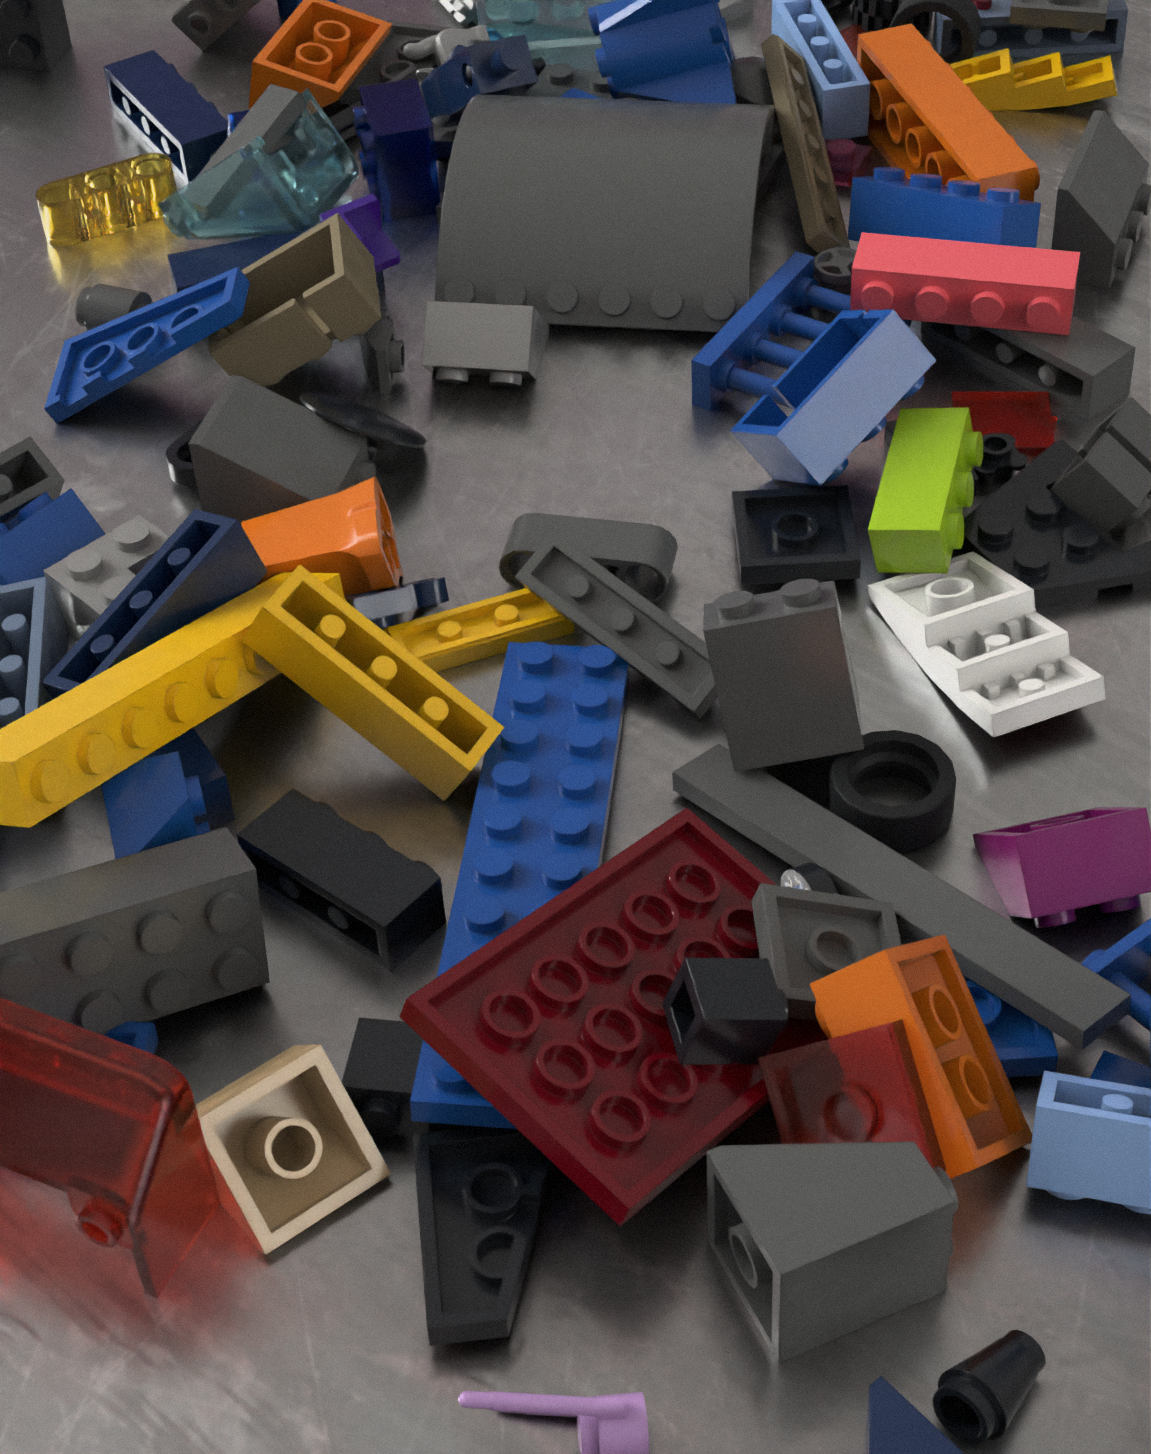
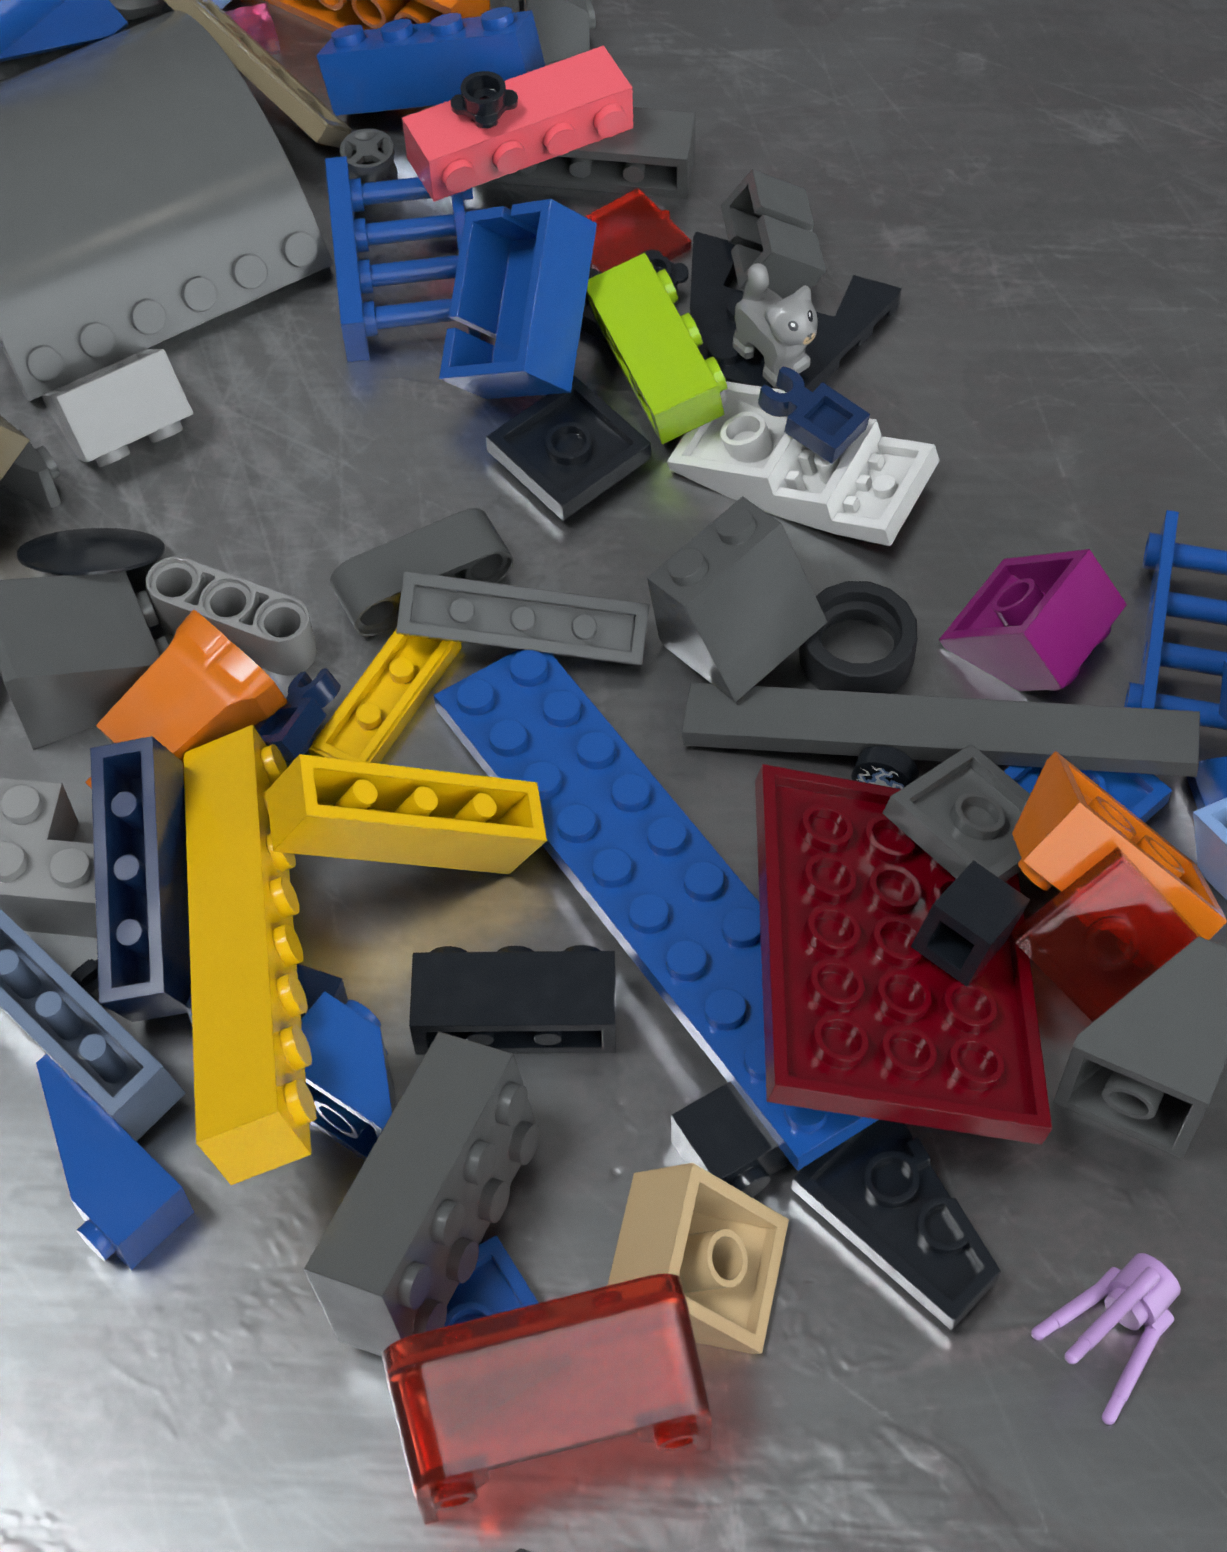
camera: 40 degrees left, 15 degrees up
(423, 514) = (259, 612): none -> light grey beam
(933, 240) = (484, 98): none -> black plate
(1007, 601) = (816, 419): none -> dark blue plate
(1034, 516) = (774, 325): none -> light grey animal

